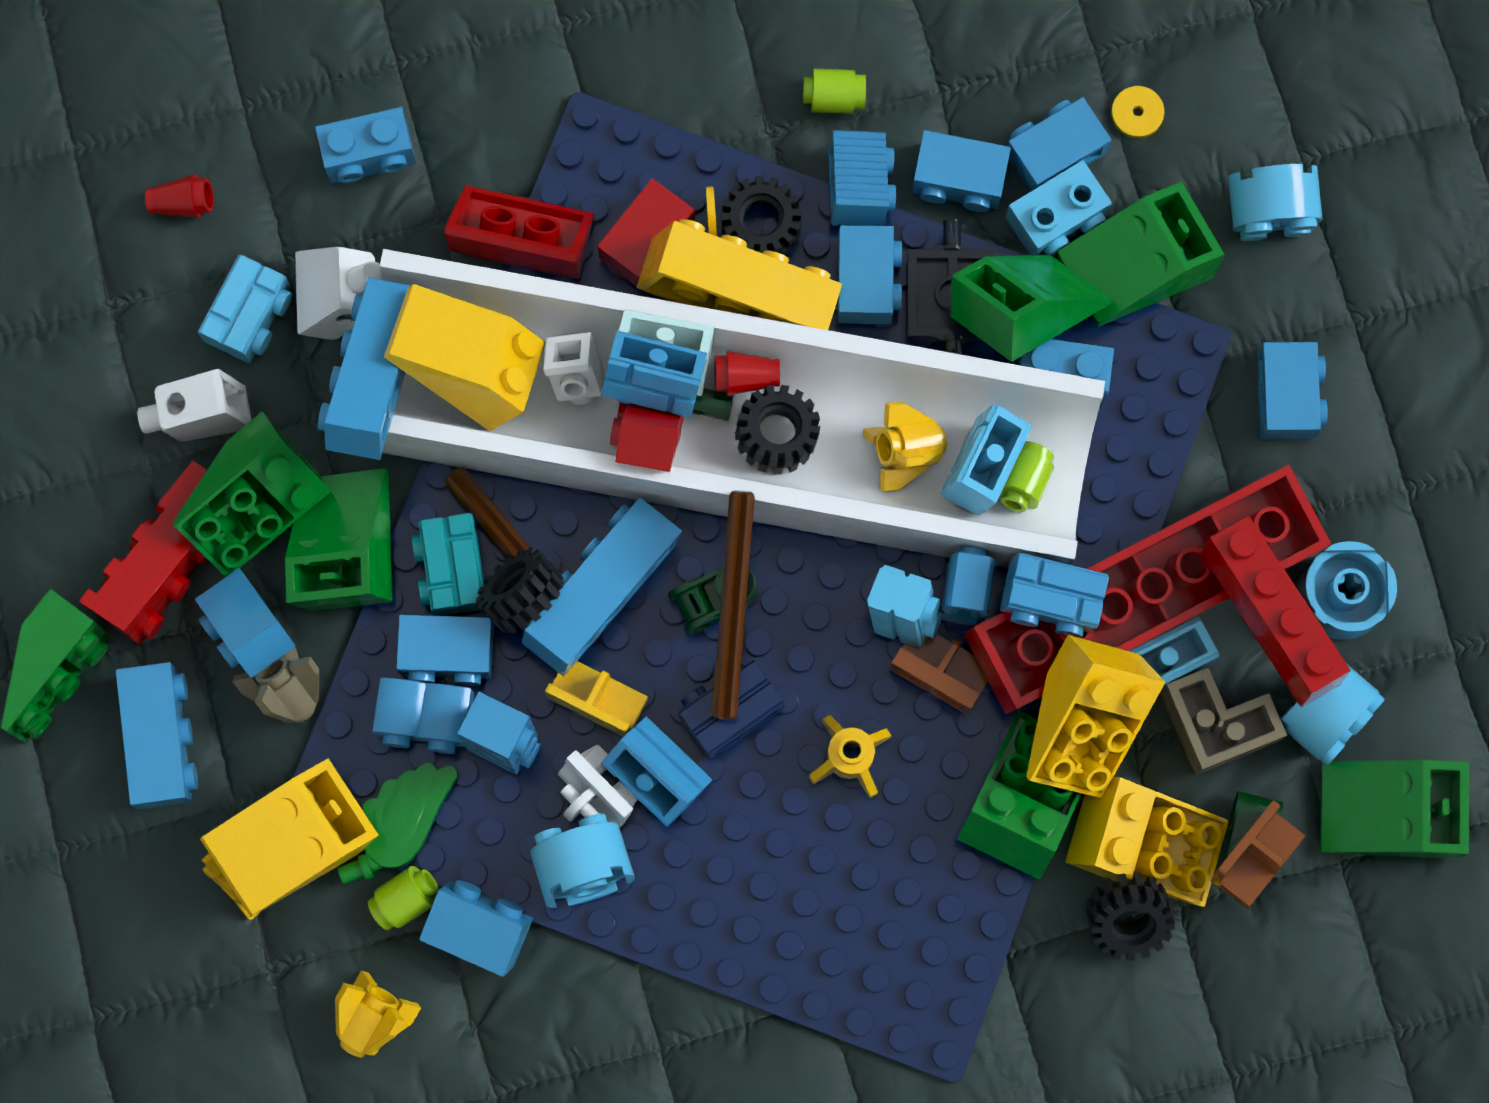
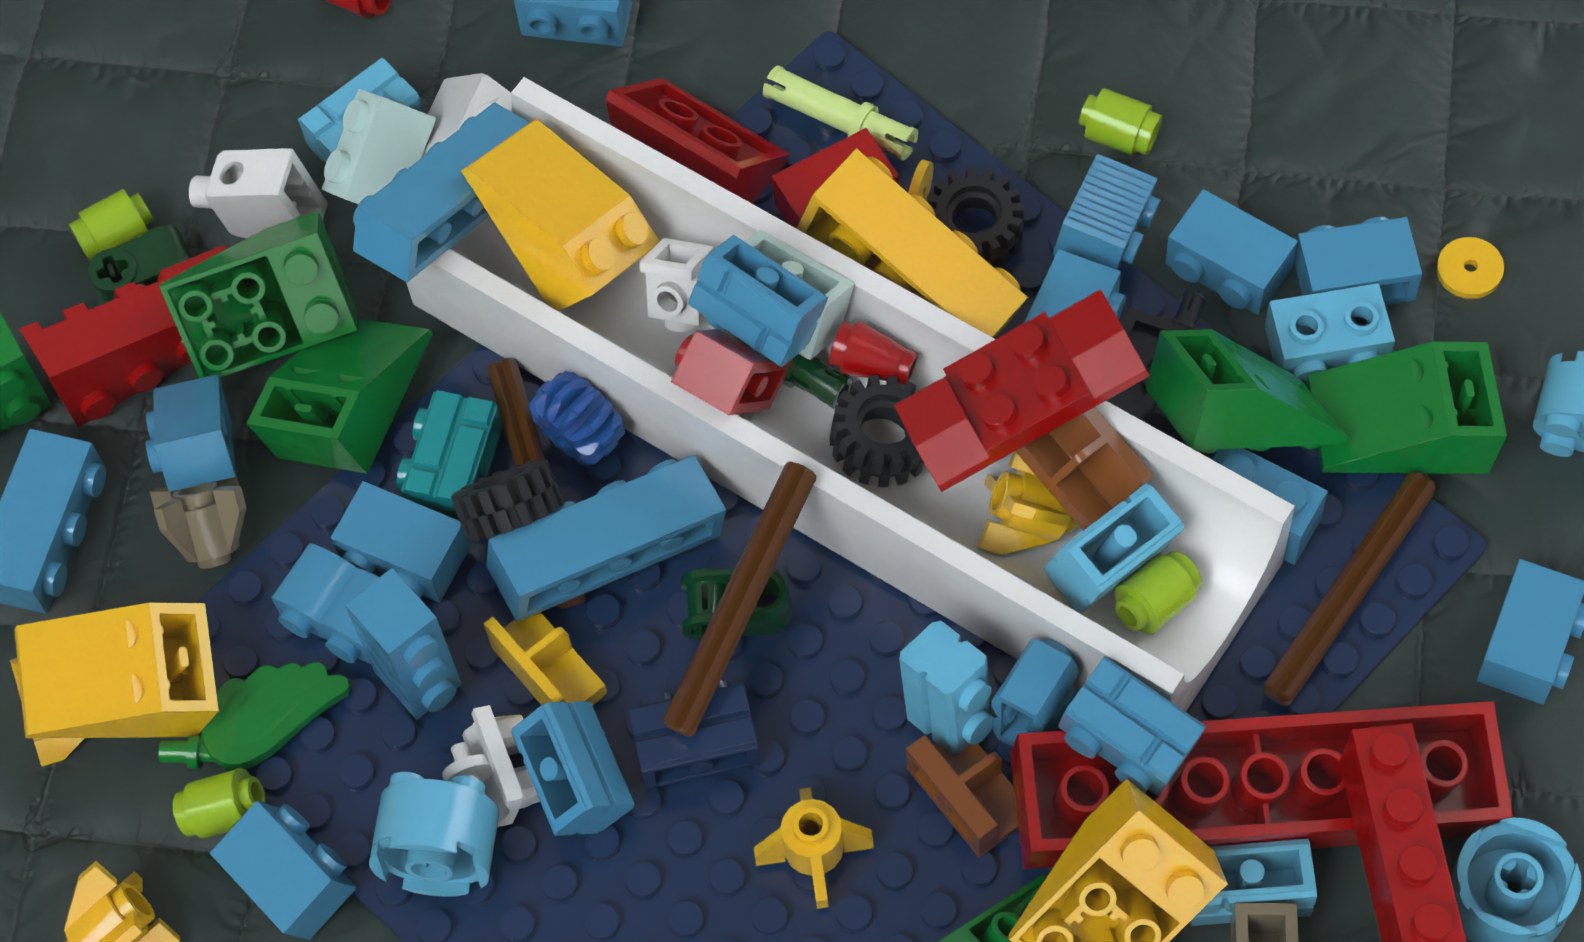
camera: 30 degrees right, 15 degrees down
(88, 473) = (111, 223): none -> lime brick
(133, 498) = (137, 260): none -> dark green piece
(278, 339) = (375, 146): none -> light aqua brick
(536, 500) = (577, 418): none -> blue gear
(620, 166) = (839, 111): none -> yellowish green pin
(875, 369) = (1020, 388): none -> red piece
(937, 403) = (1086, 466): none -> dark orange panel
(1150, 408) = (1349, 589): none -> reddish brown axle

